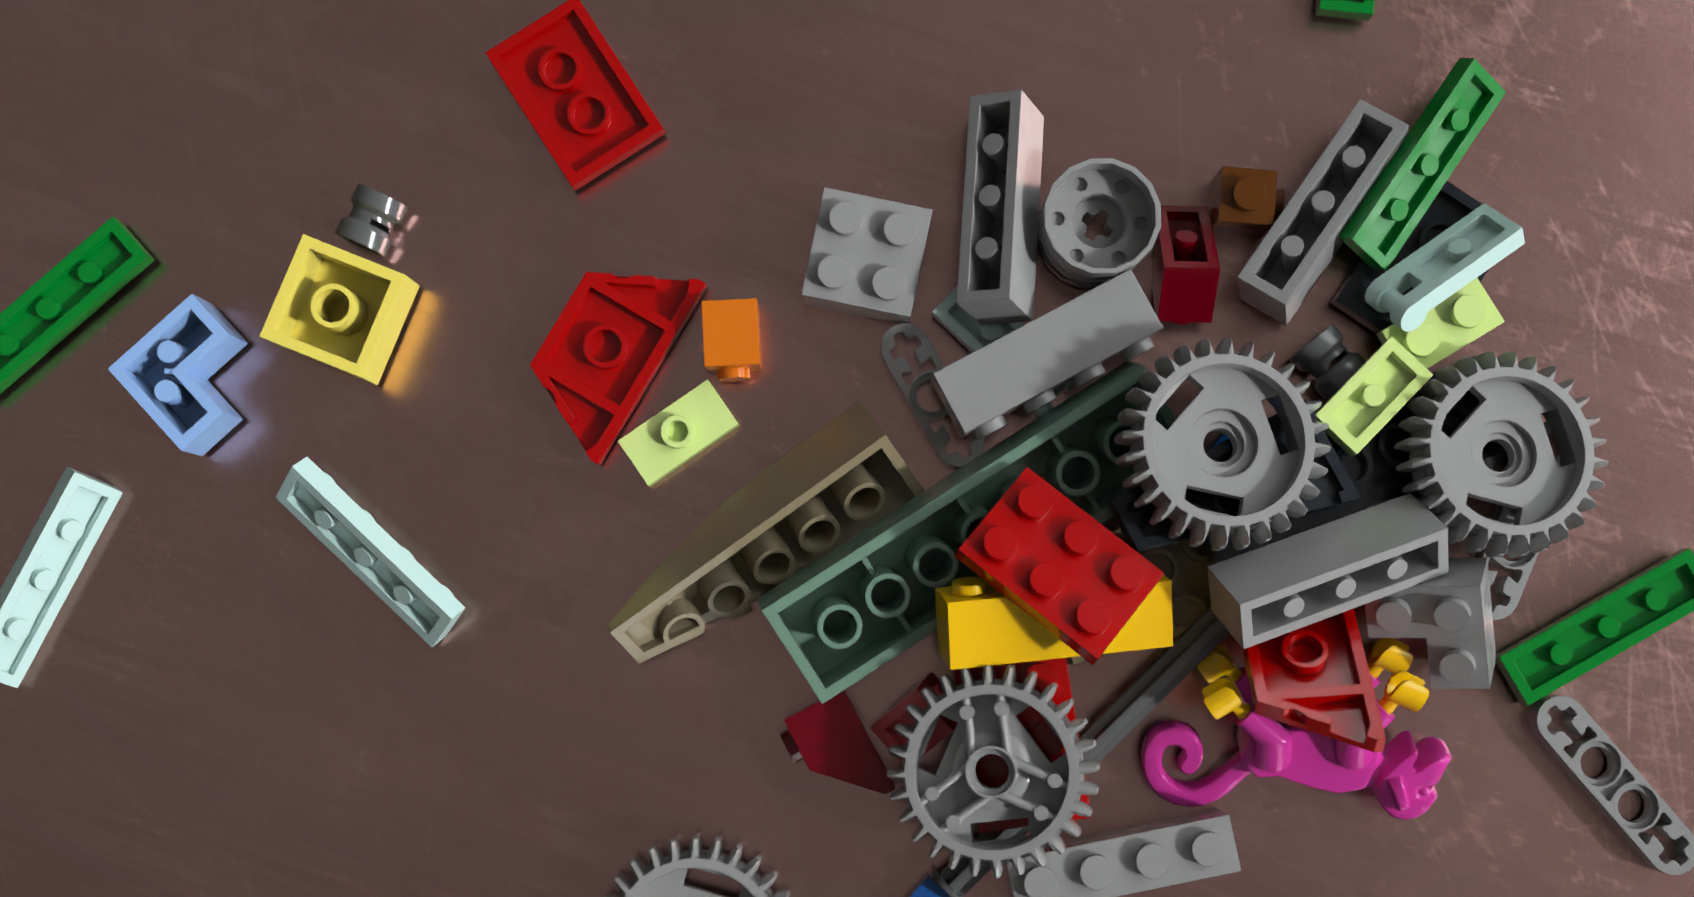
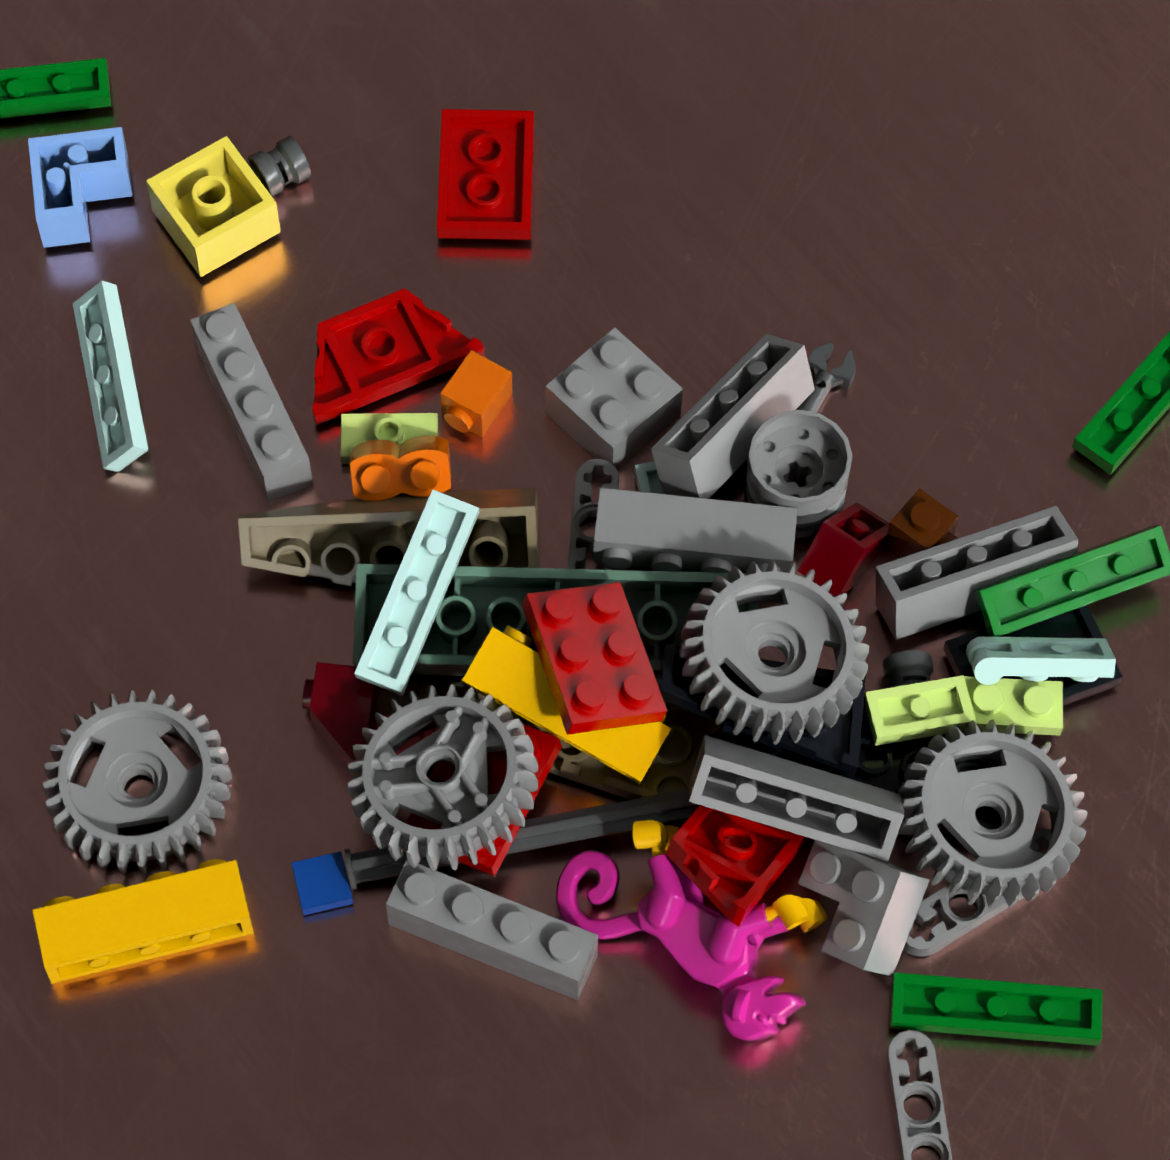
camera: 30 degrees right, 20 degrees down
(524, 489) = (251, 402): none -> light grey brick
(719, 466) = (387, 468): none -> orange brick
(843, 605) = (417, 592): none -> light aqua plate
(1044, 98) = (826, 380): none -> dark grey bar

